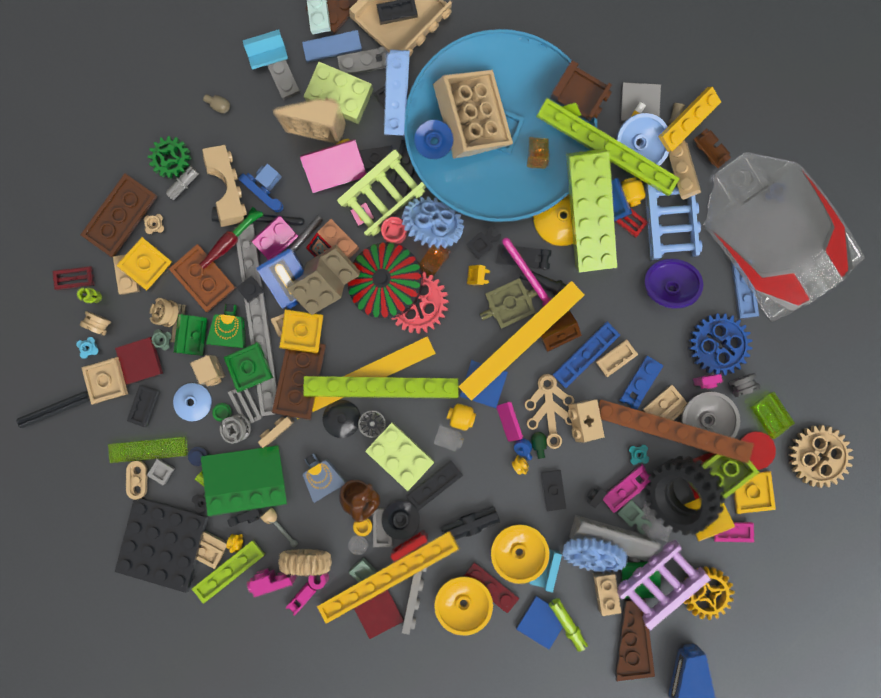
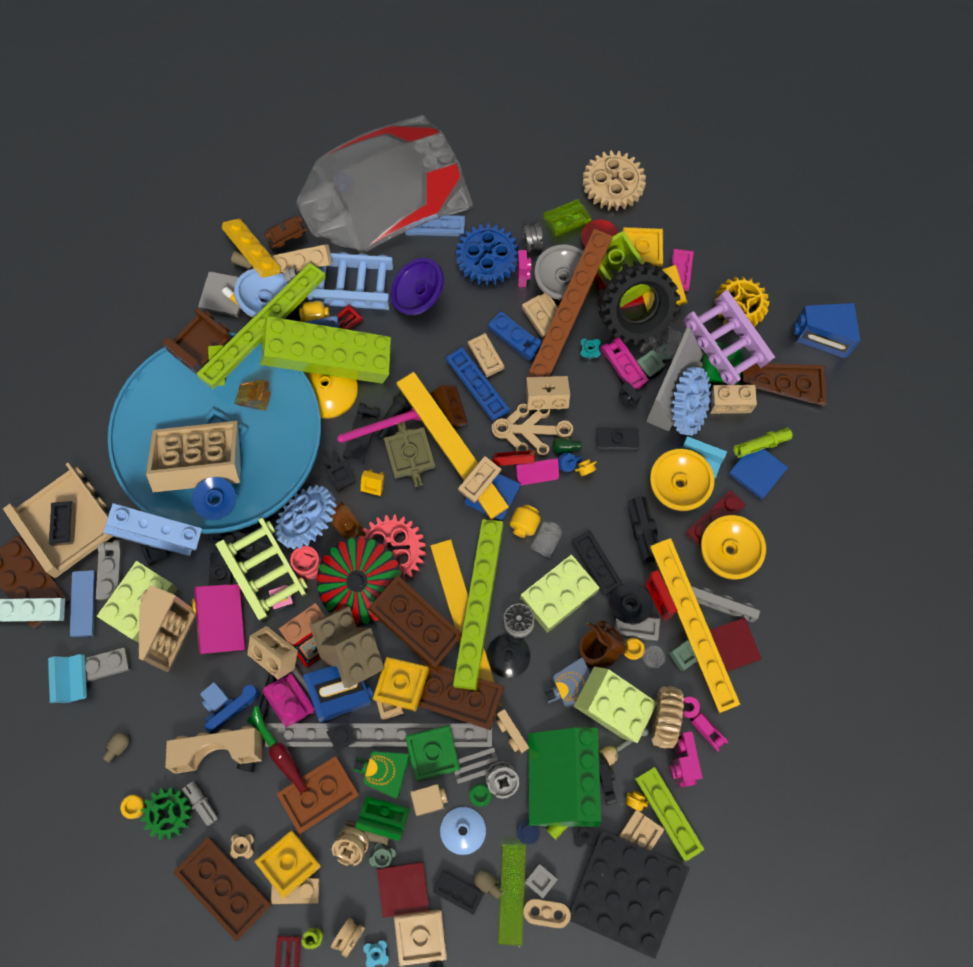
camera: 85 degrees left, 15 degrees down
(152, 428) = (487, 883): none -> dark tan cylinder
(172, 128) = (132, 806): none -> yellow tile
(307, 516) = (615, 704): none -> yellowish green brick
(310, 217) = (272, 652): none -> tan brick
(353, 334) = (415, 621): none -> reddish brown plate
(490, 371) = (479, 479): none -> tan plate
(518, 398) = (514, 457): none -> red tile
(666, 163) = (290, 273): none -> light grey plate

